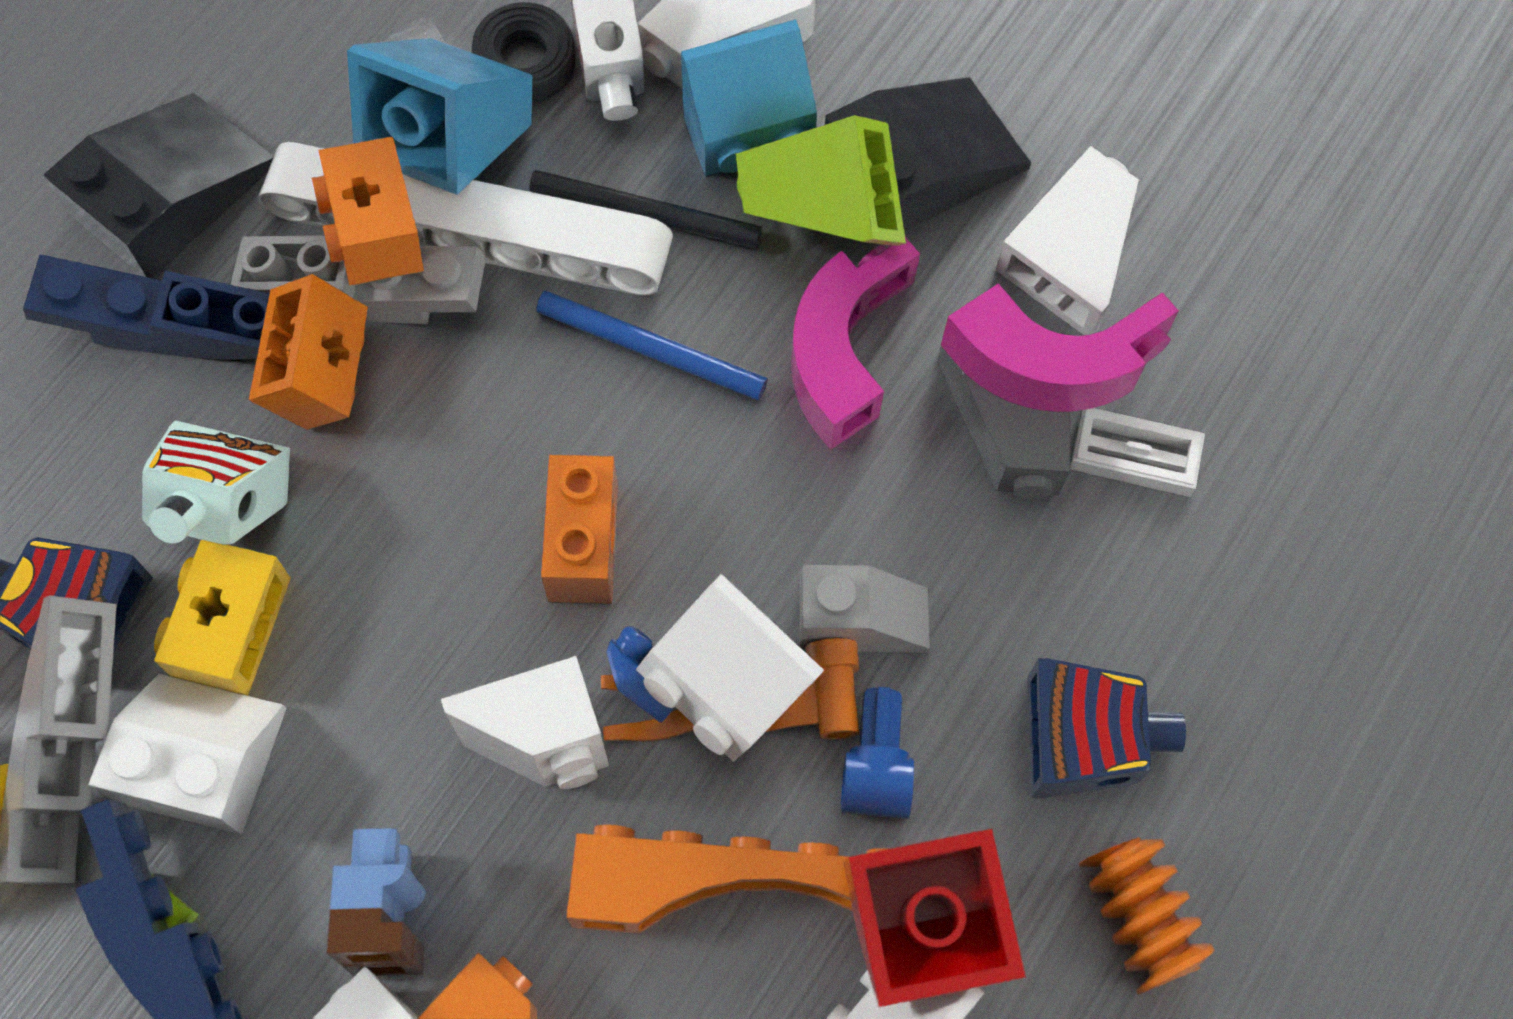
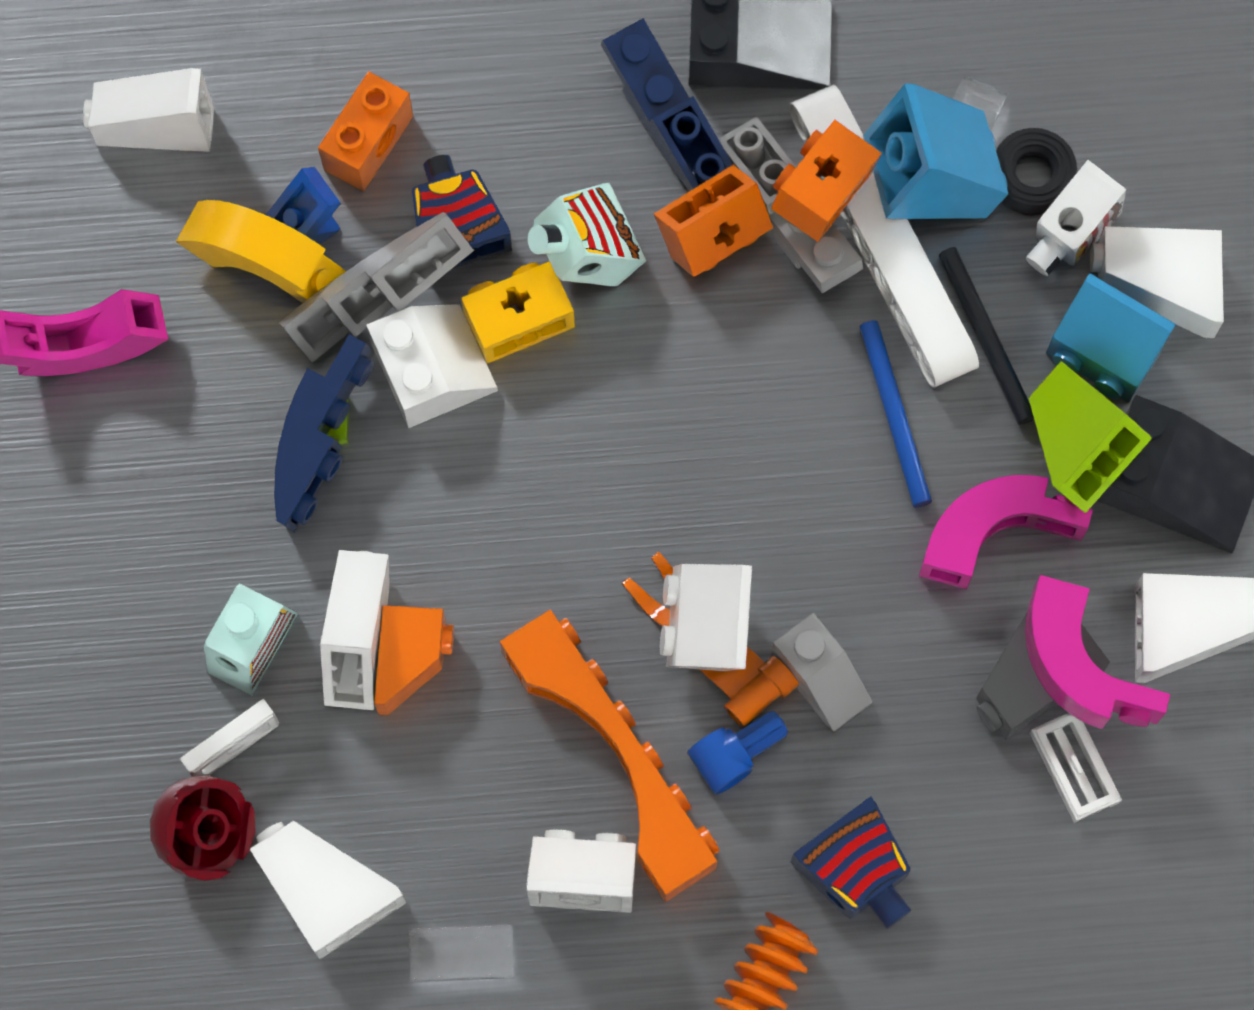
camera: 55 degrees right, 5 degrees up
(371, 907) = (423, 531): hips -> none
(533, 725) = (596, 538): white slope -> none
(580, 529) = (735, 467): orange brick -> none
(624, 658) = (677, 553): blue arm -> none
(933, 917) = (652, 837): red slope -> none

